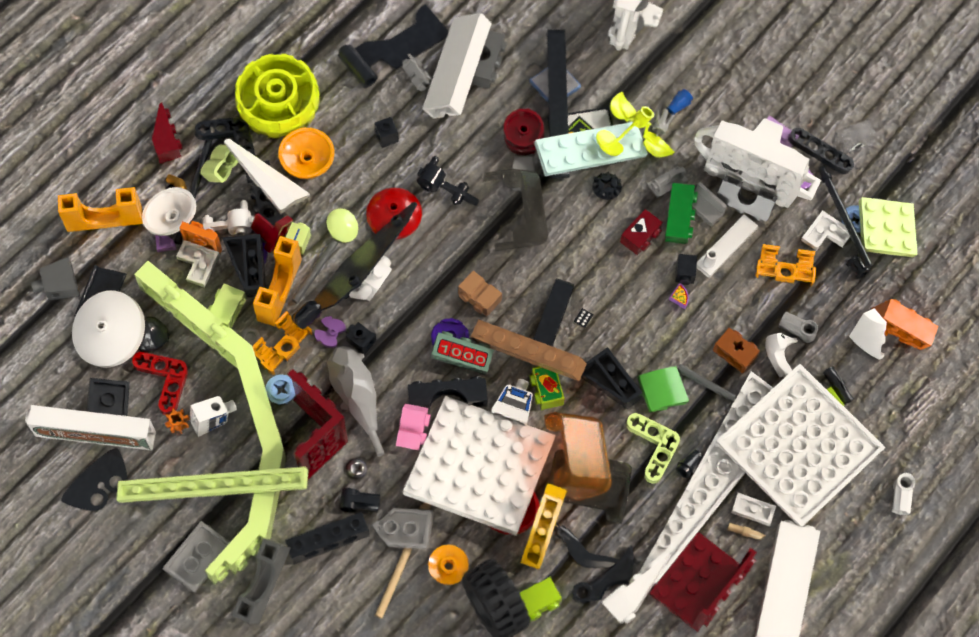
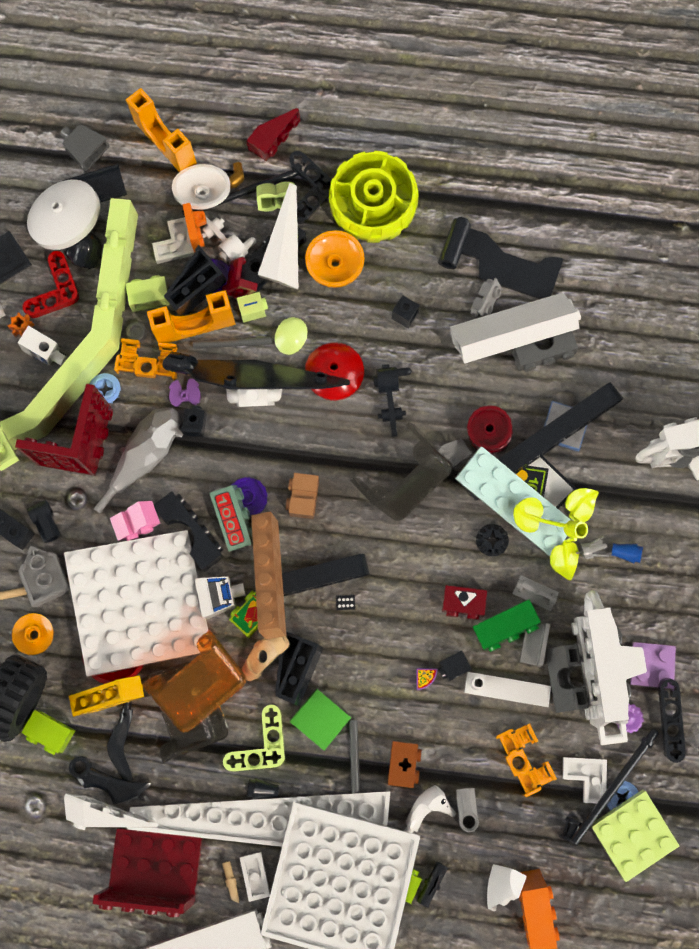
camera: 65 degrees right, 10 degrees up
(164, 243) = (174, 206): medium lavender tile -> none
(587, 383) = (273, 648): none -> tan piece

